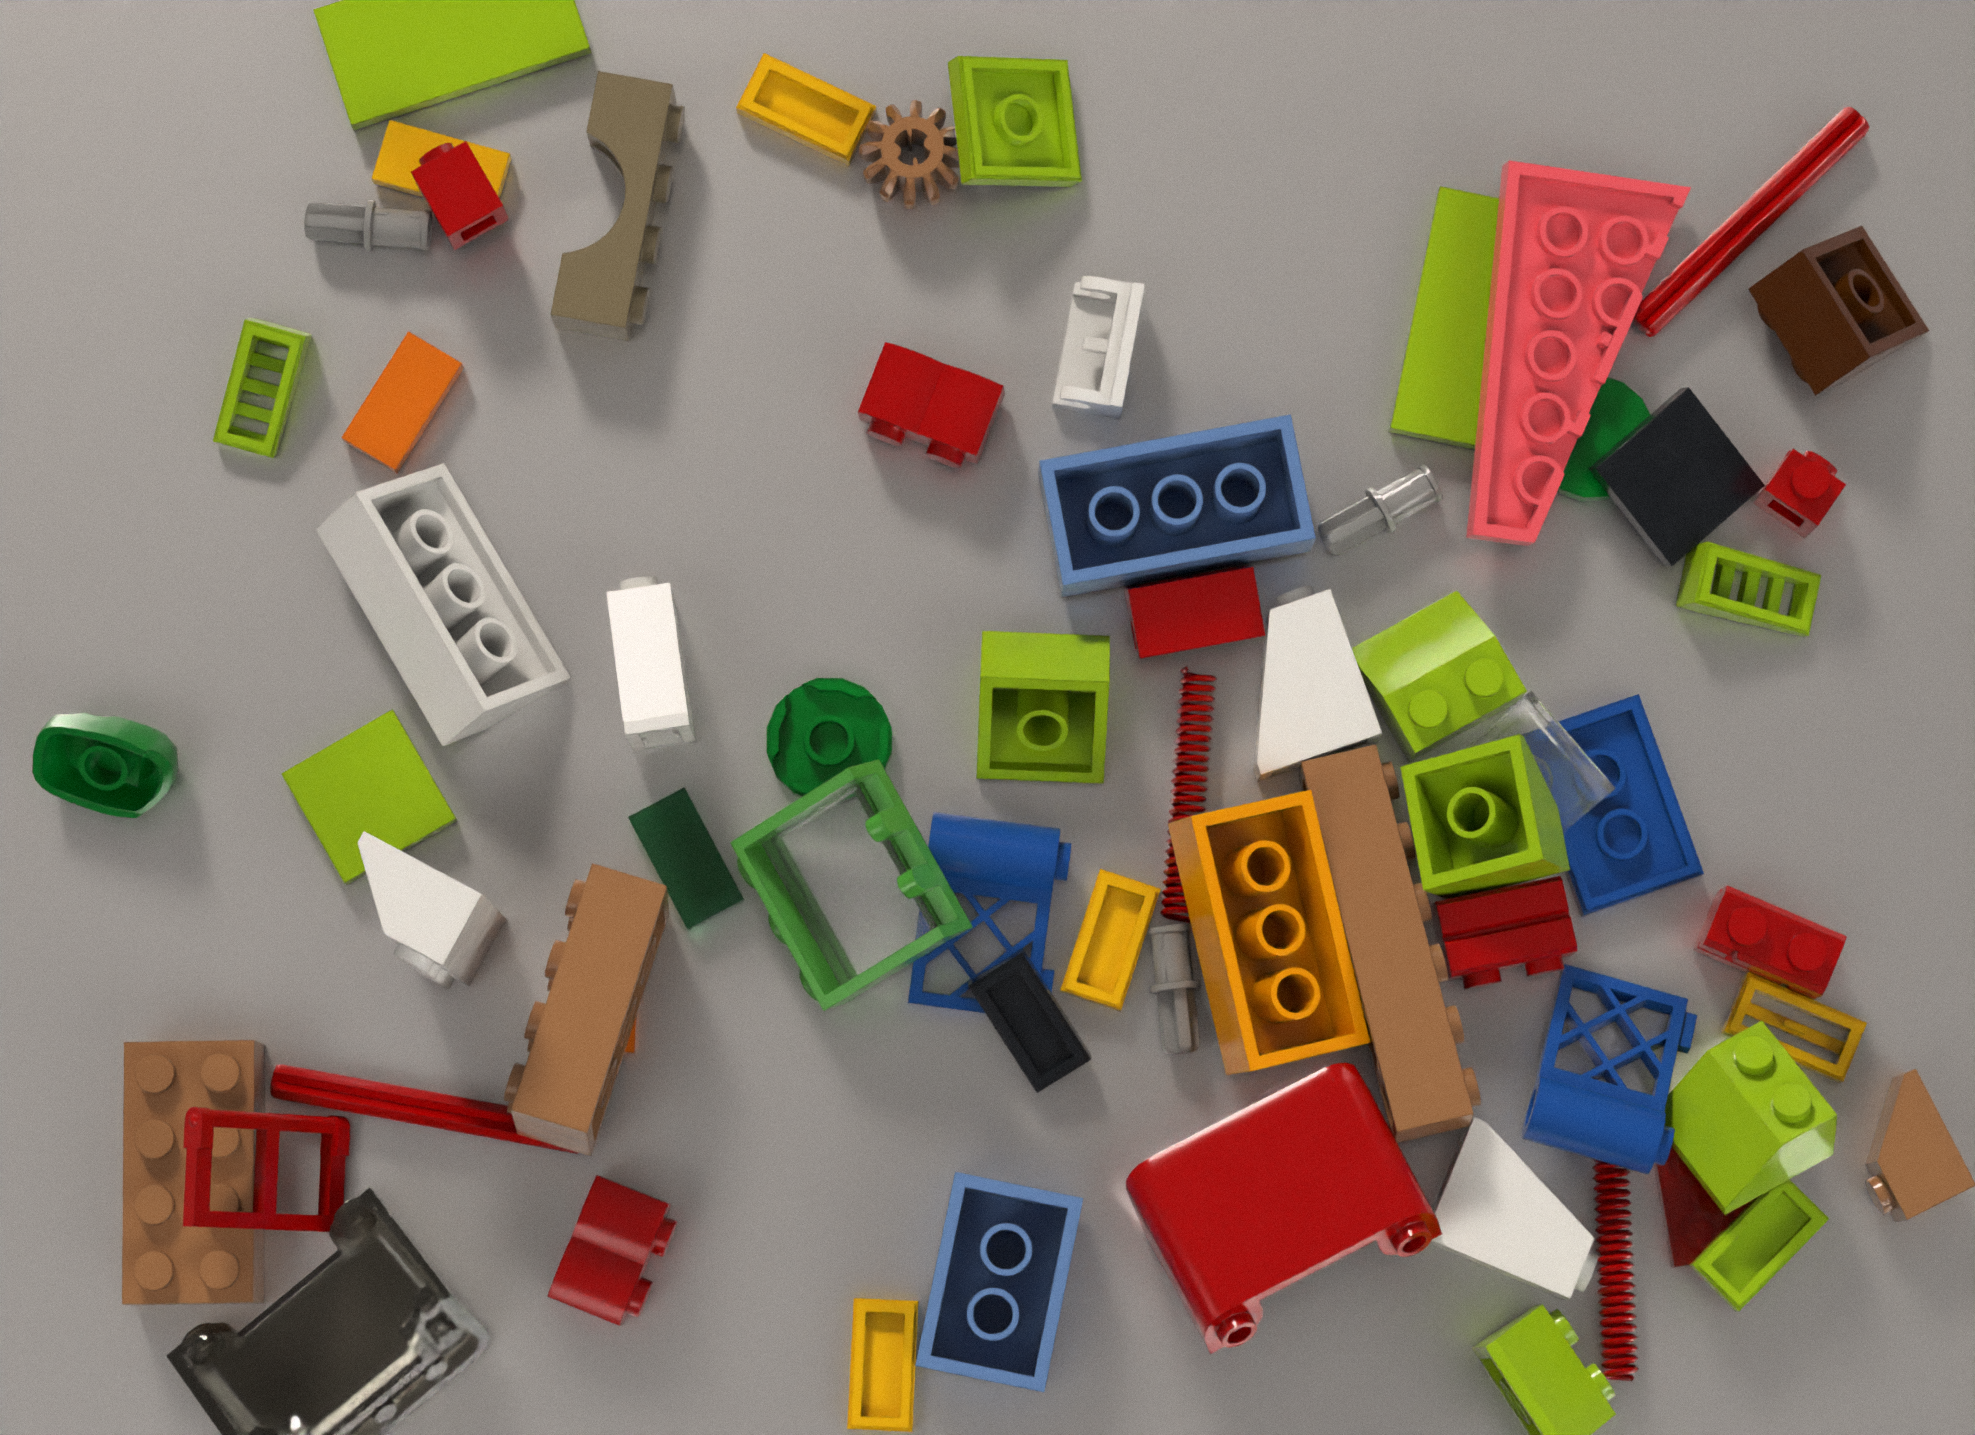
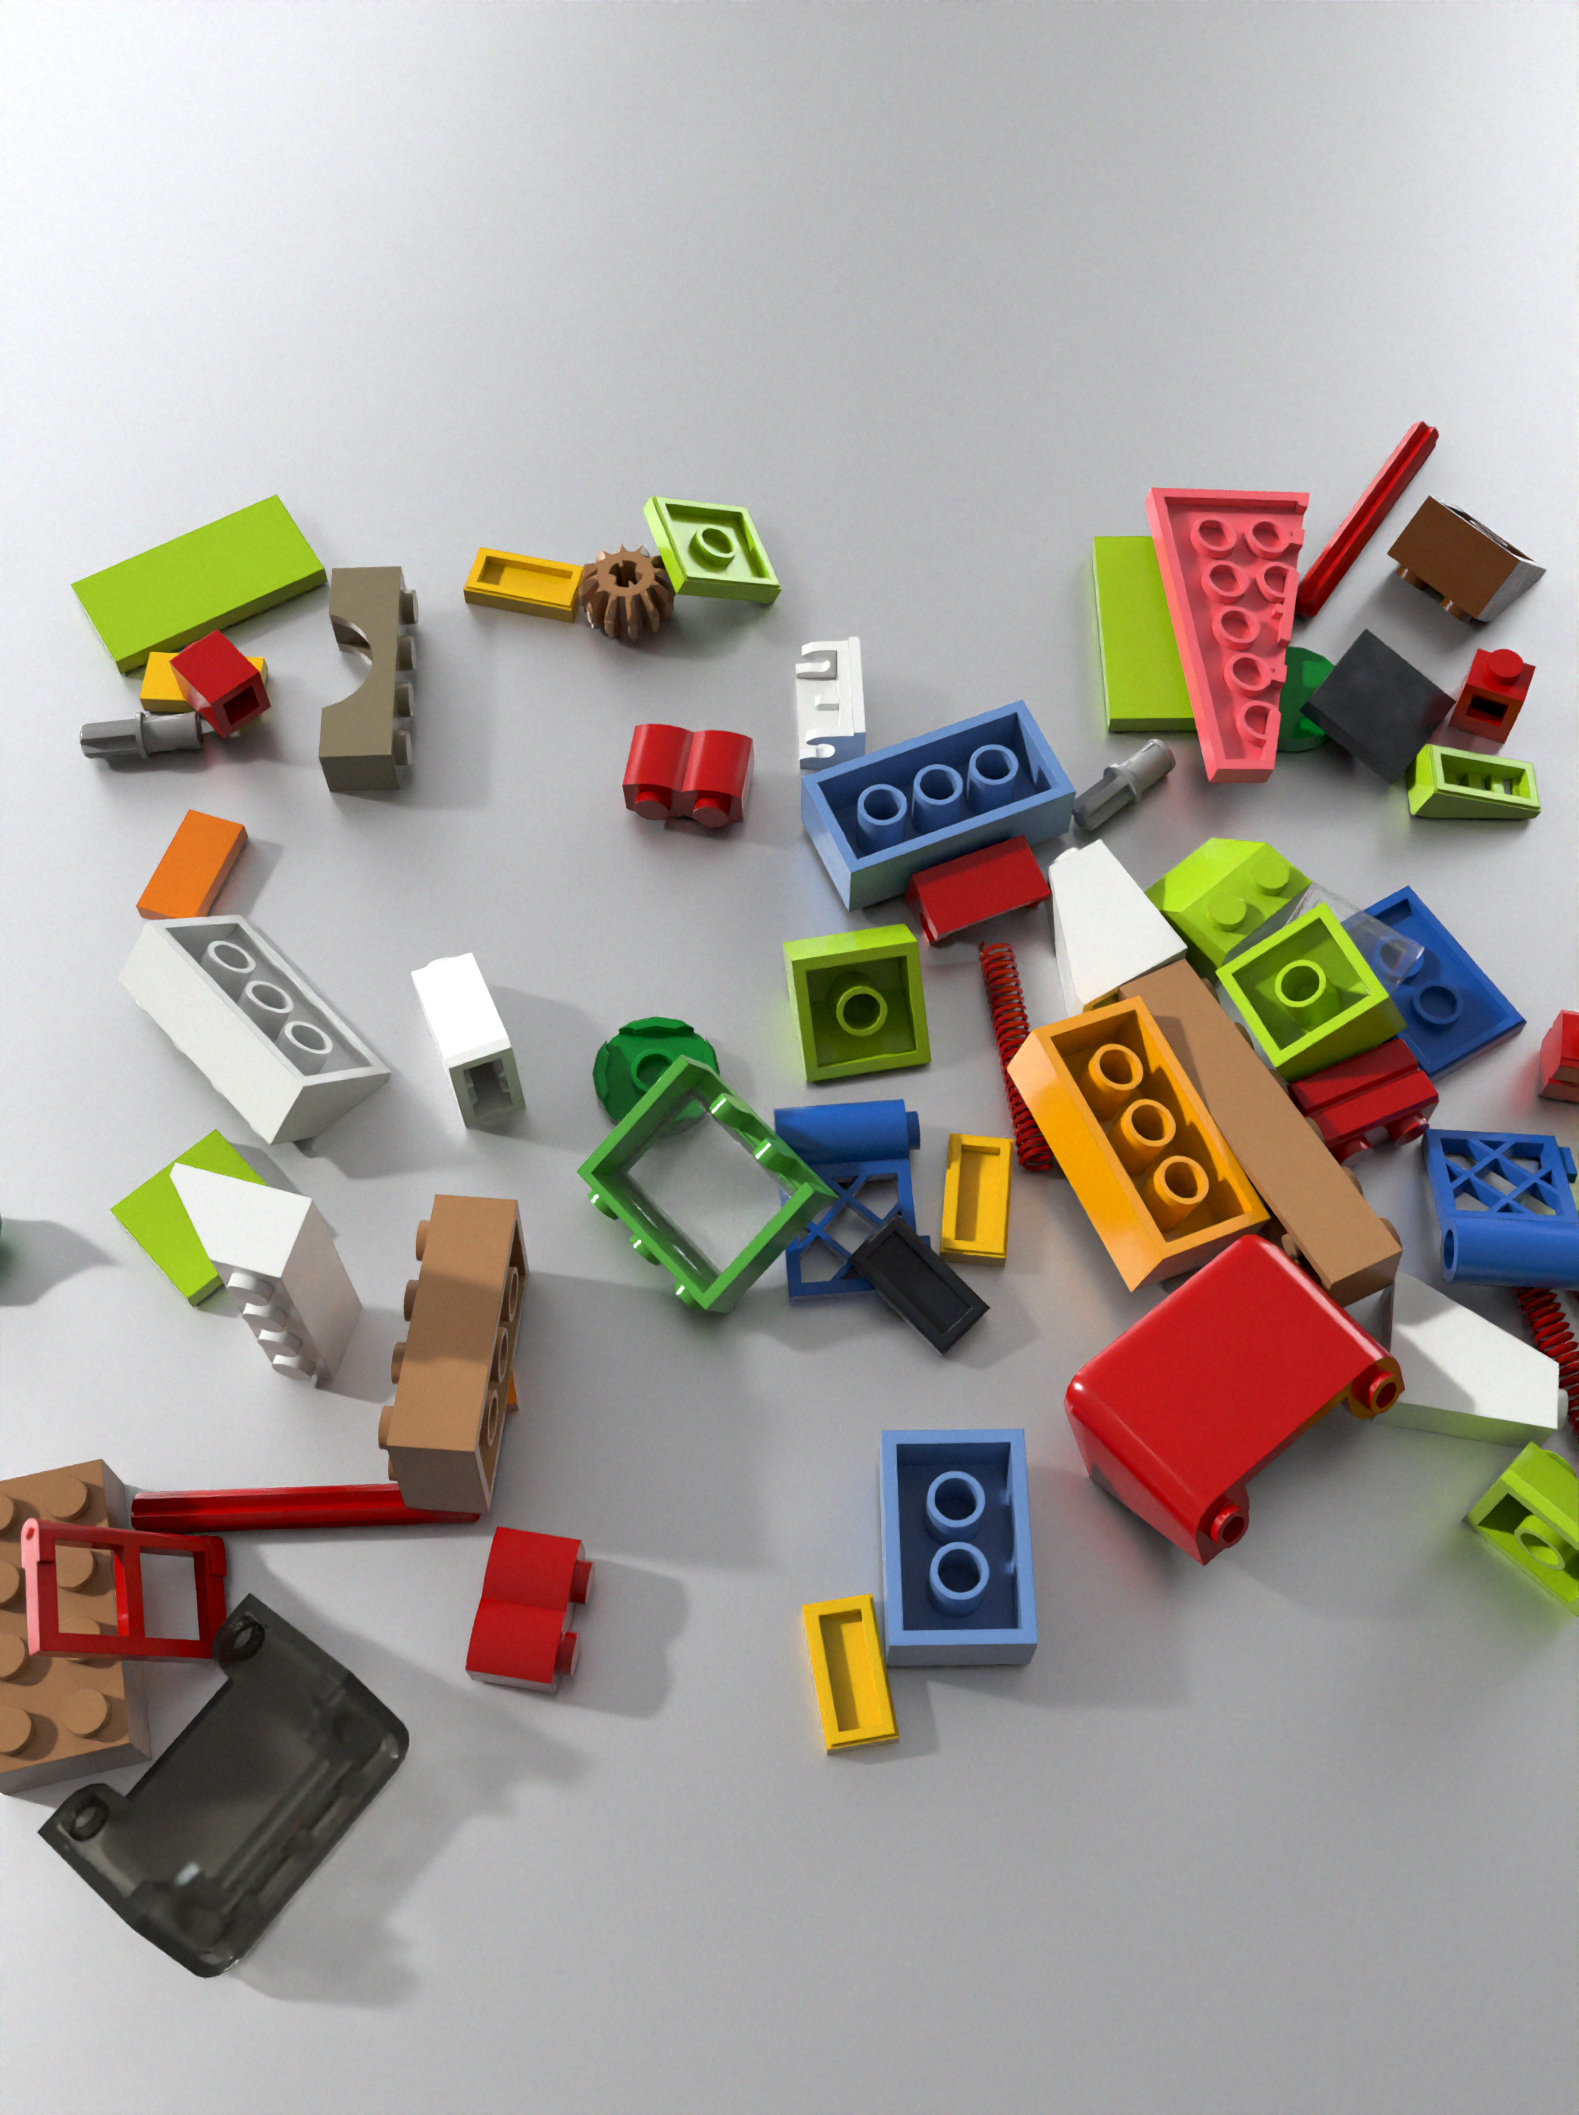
camera: 10 degrees left, 20 degrees down
(291, 369) = (40, 839): lime slope -> none
(686, 859) = (552, 1223): clear green tile -> none
(1175, 988) = (1054, 1226): light grey axle -> none

